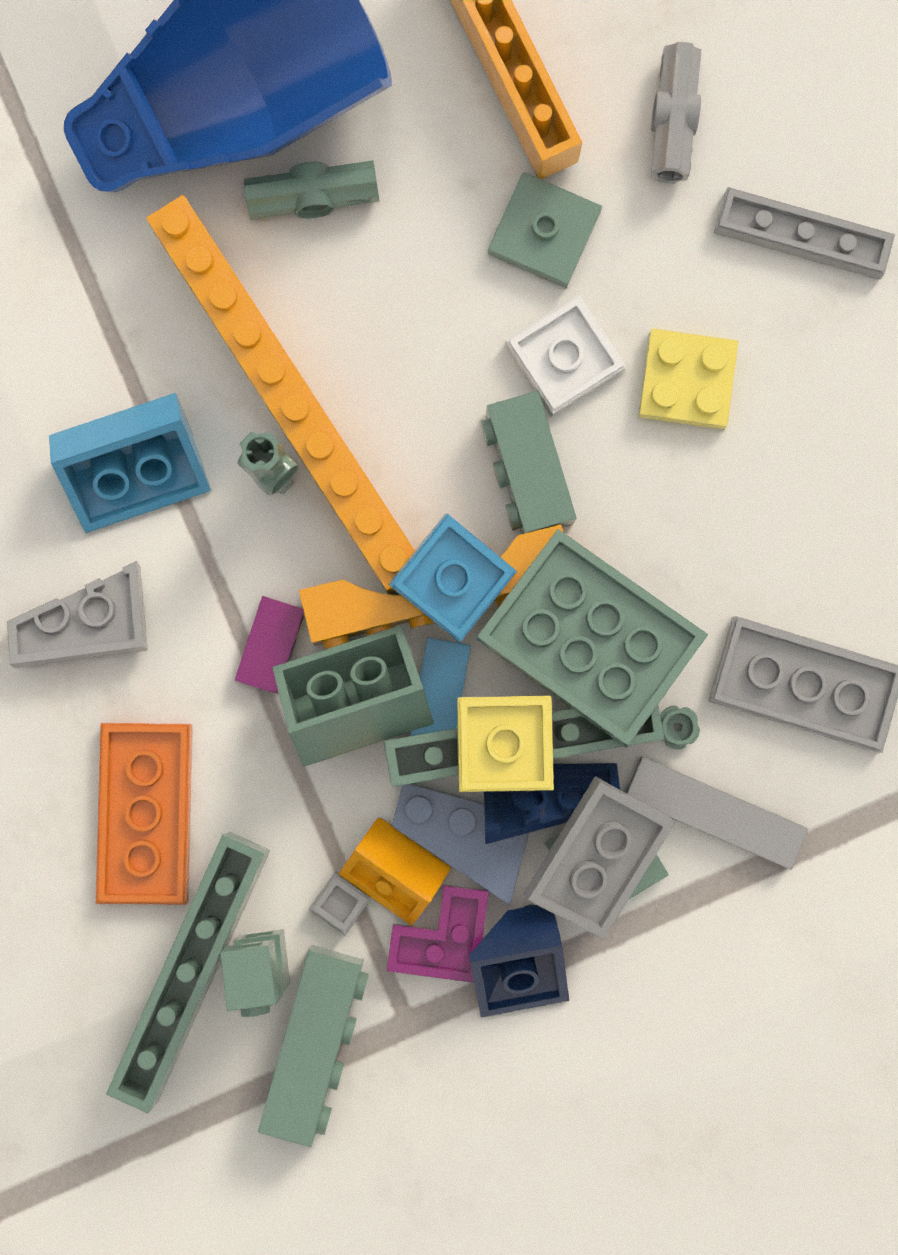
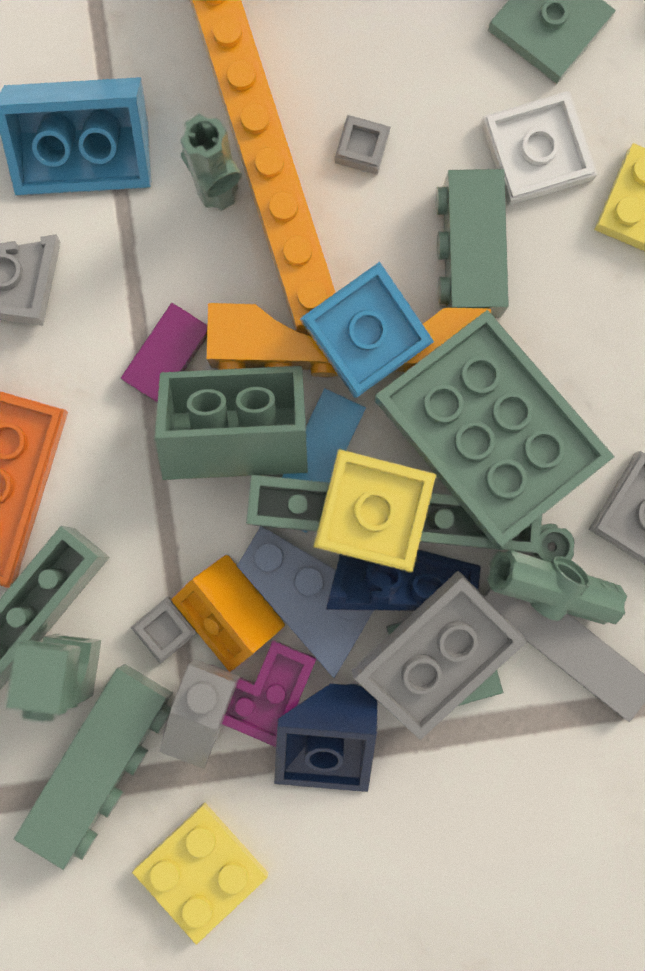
camera: 15 degrees right, 0 degrees up
(394, 971) = (198, 713): none -> light grey slope
(399, 396) = (362, 144): none -> light grey tile
(435, 1118) = (200, 873): none -> light yellow plate
(690, 766) = (556, 587): none -> sand green piece

